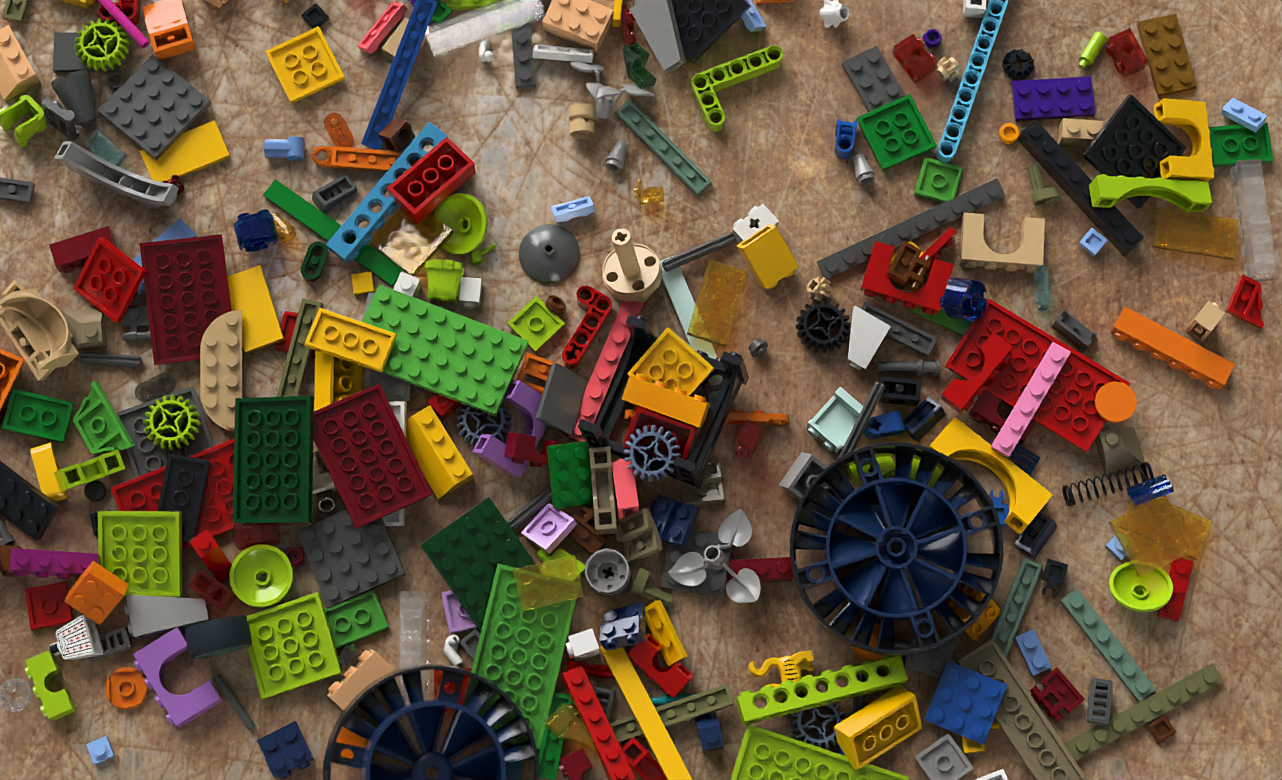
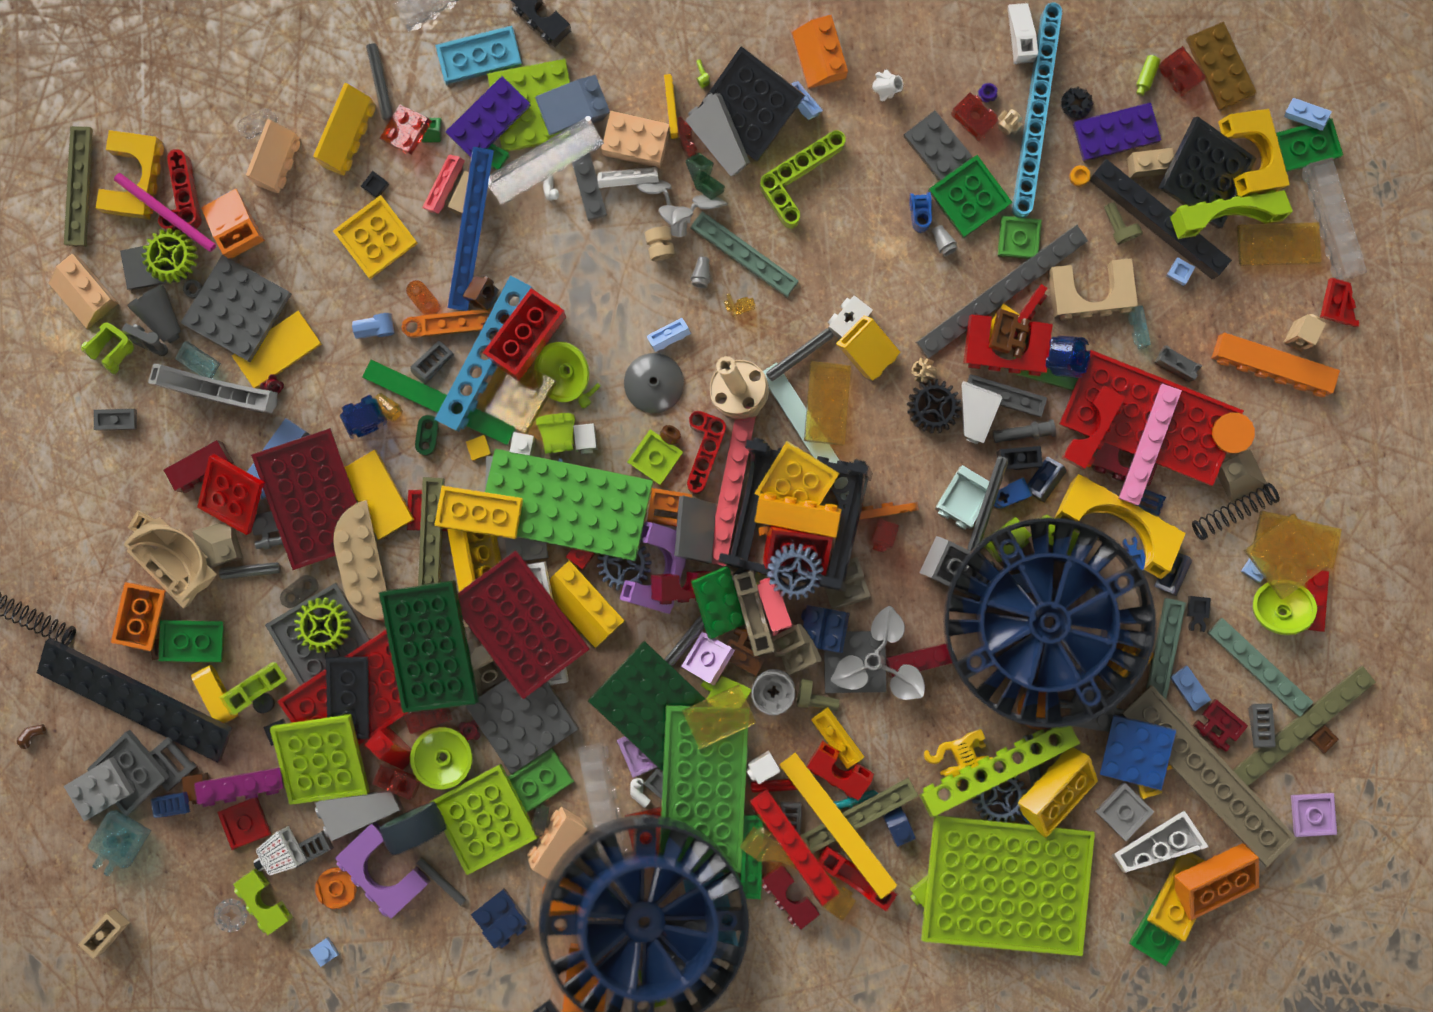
camera: 10 degrees left, 10 degrees up
(96, 592) = (286, 807): orange brick -> none
(100, 423) = (254, 638): bright green wing -> none
(623, 627) = (798, 742): dark blue plate -> none
(758, 348) = (875, 440): dark grey plate -> none
(1150, 490) = (1276, 509): clear blue tile -> none

